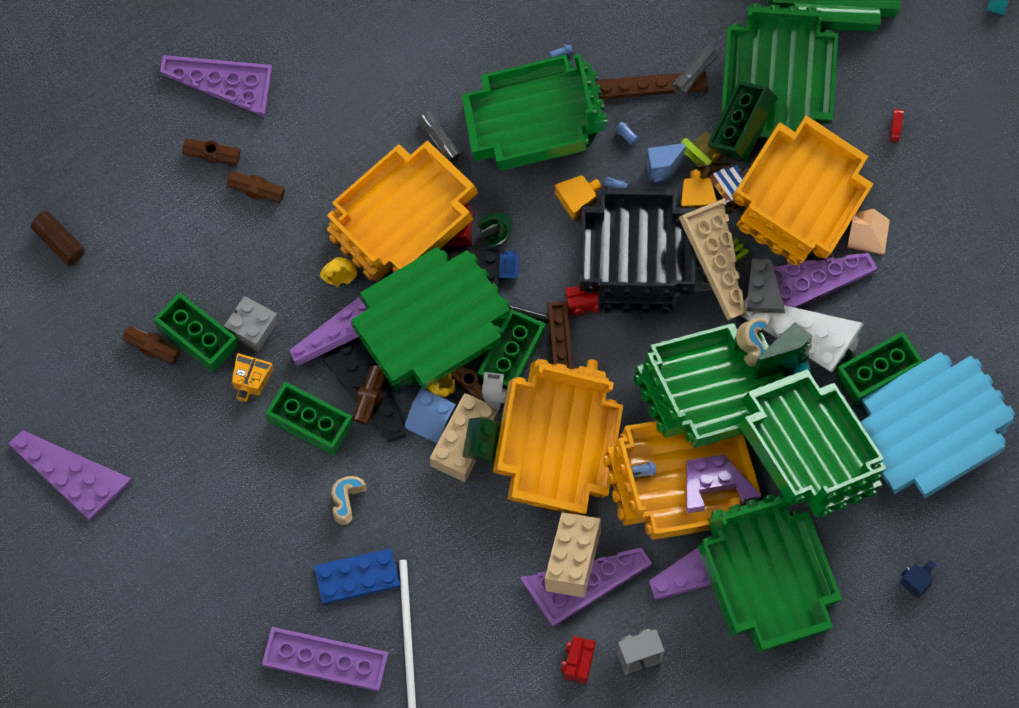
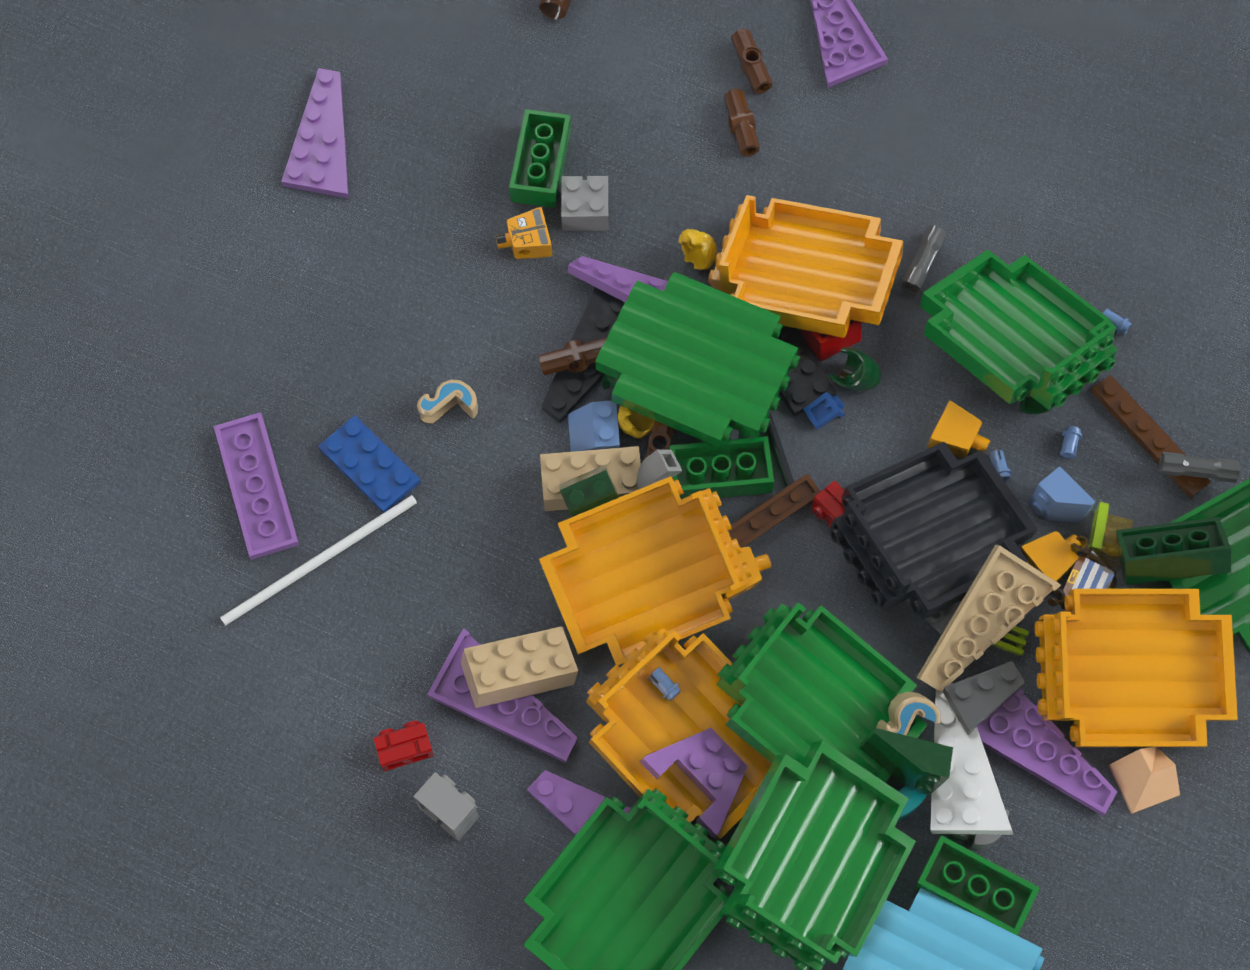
camera: 60 degrees right, 0 degrees up
(151, 344) = (503, 129): reddish brown piece -> none
(309, 418) = (513, 315): green brick -> none

